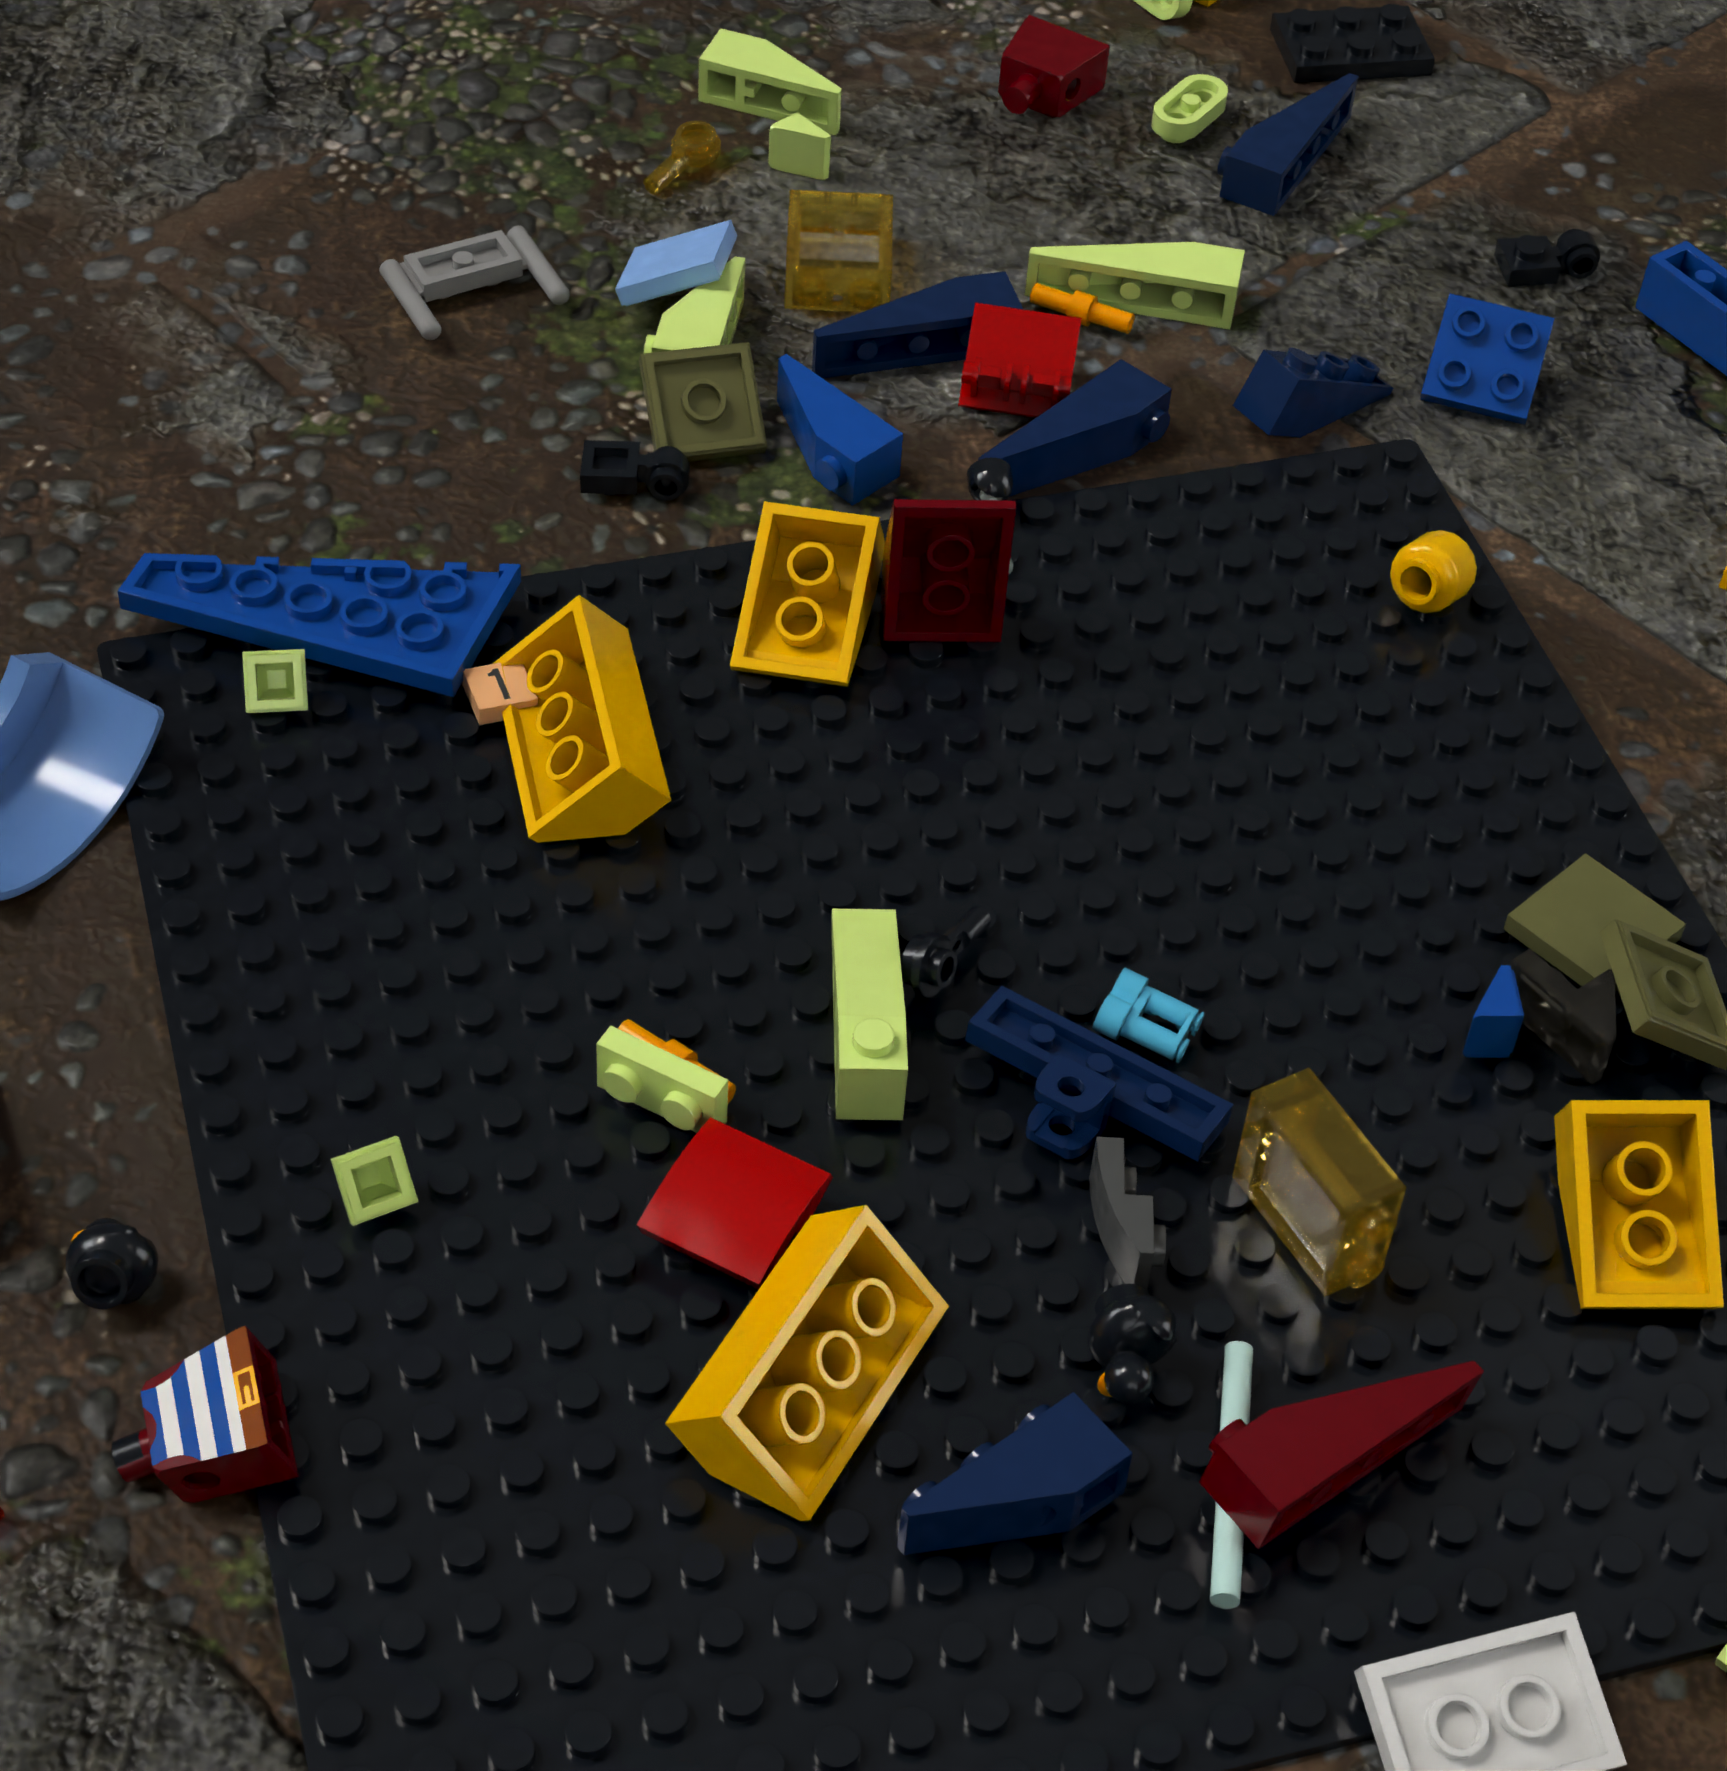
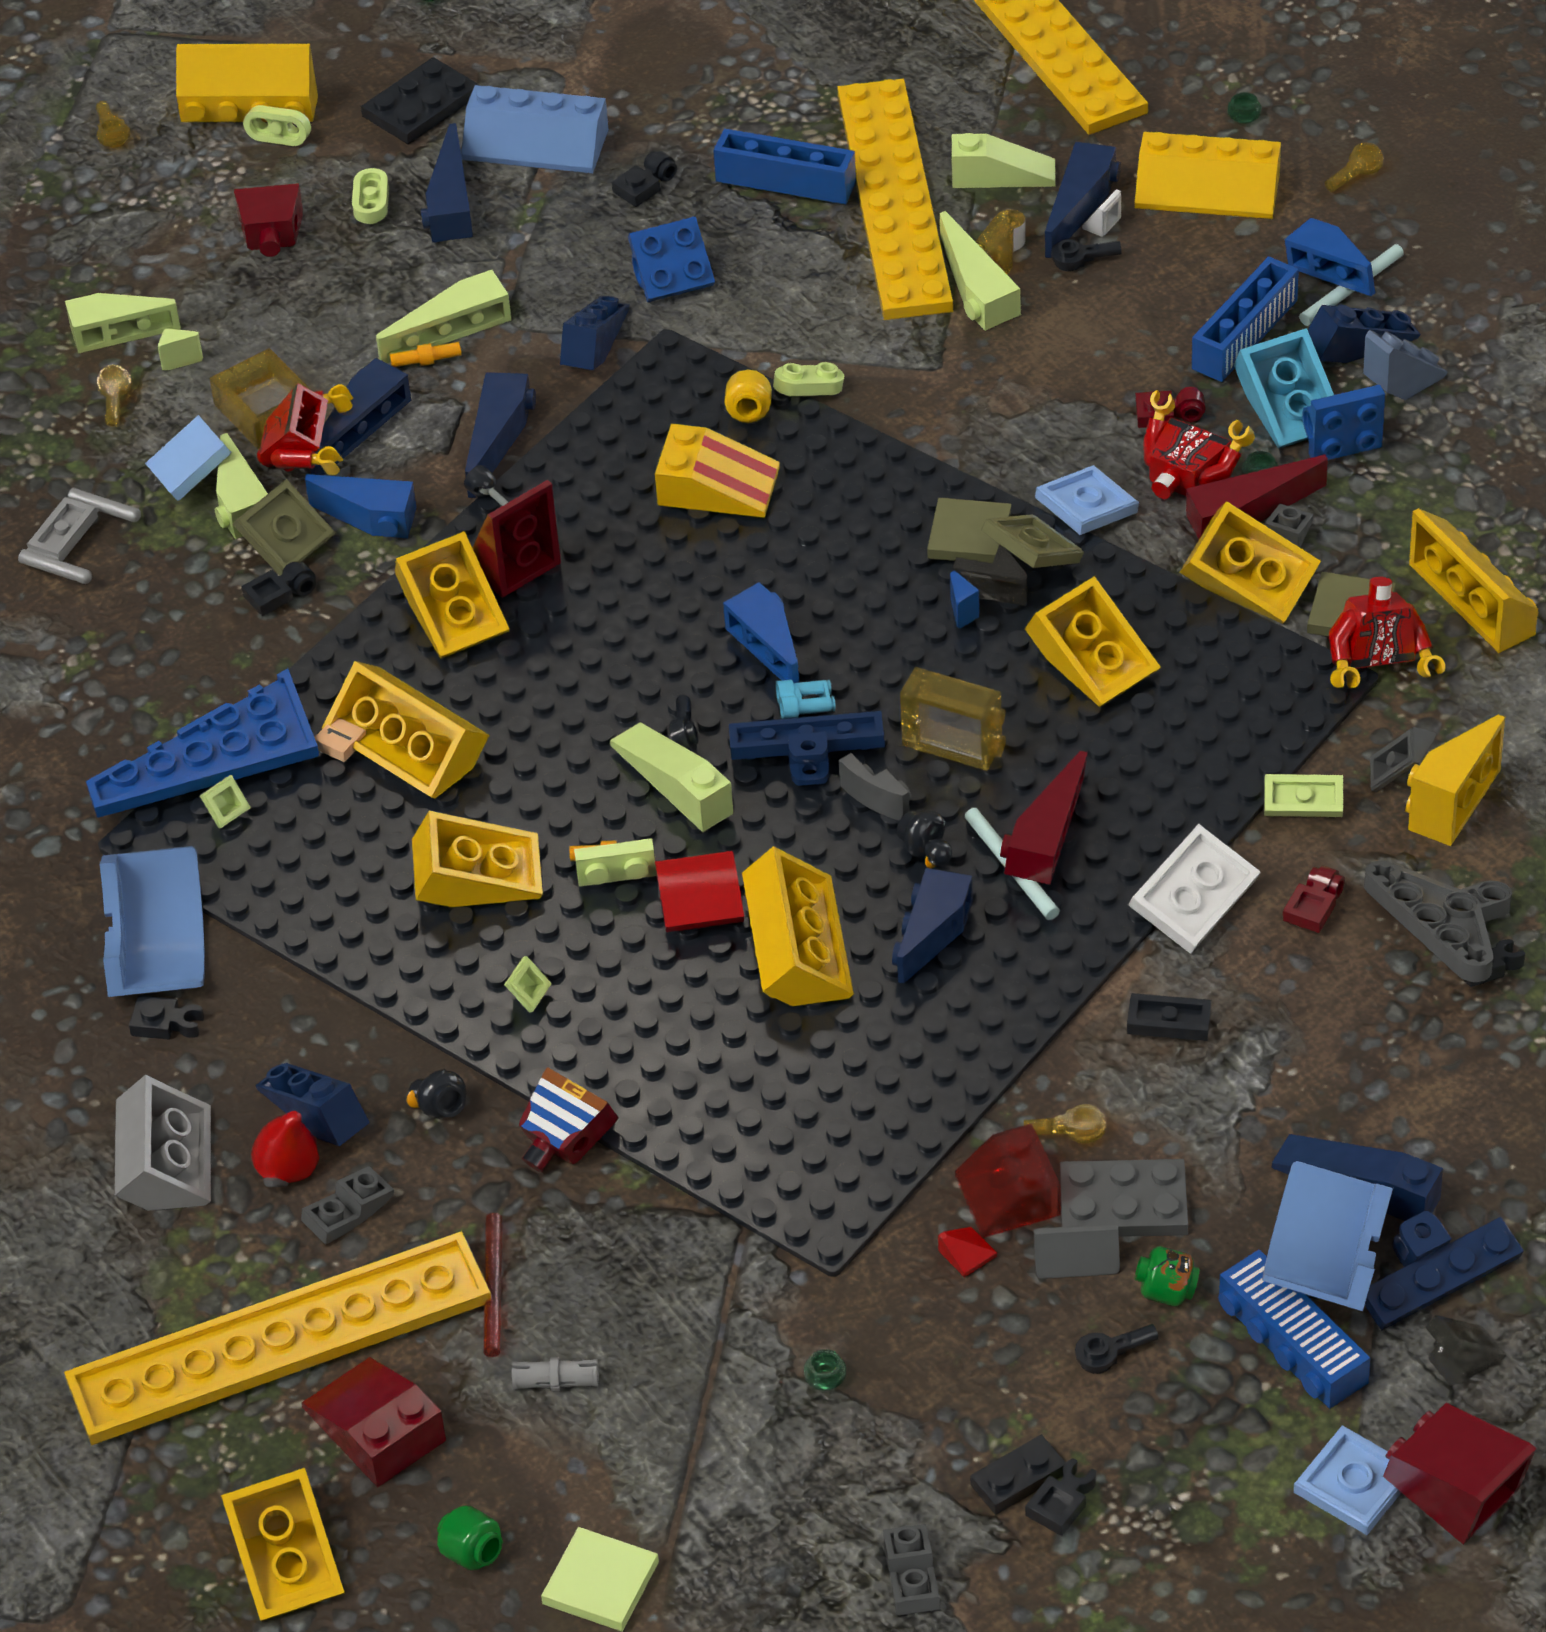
camera: 30 degrees left, 0 degrees up
(484, 961) = (474, 862): none -> yellow slope
(827, 290) = (296, 430): none -> red torso
(1018, 360) = (428, 405): red hinge -> none
(1177, 884) = (760, 625): none -> blue slope
(1297, 641) = (713, 473): none -> yellow slope
(1456, 135) = (534, 129): none -> medium blue slope
(1542, 601) = (808, 379): none -> yellowish green plate

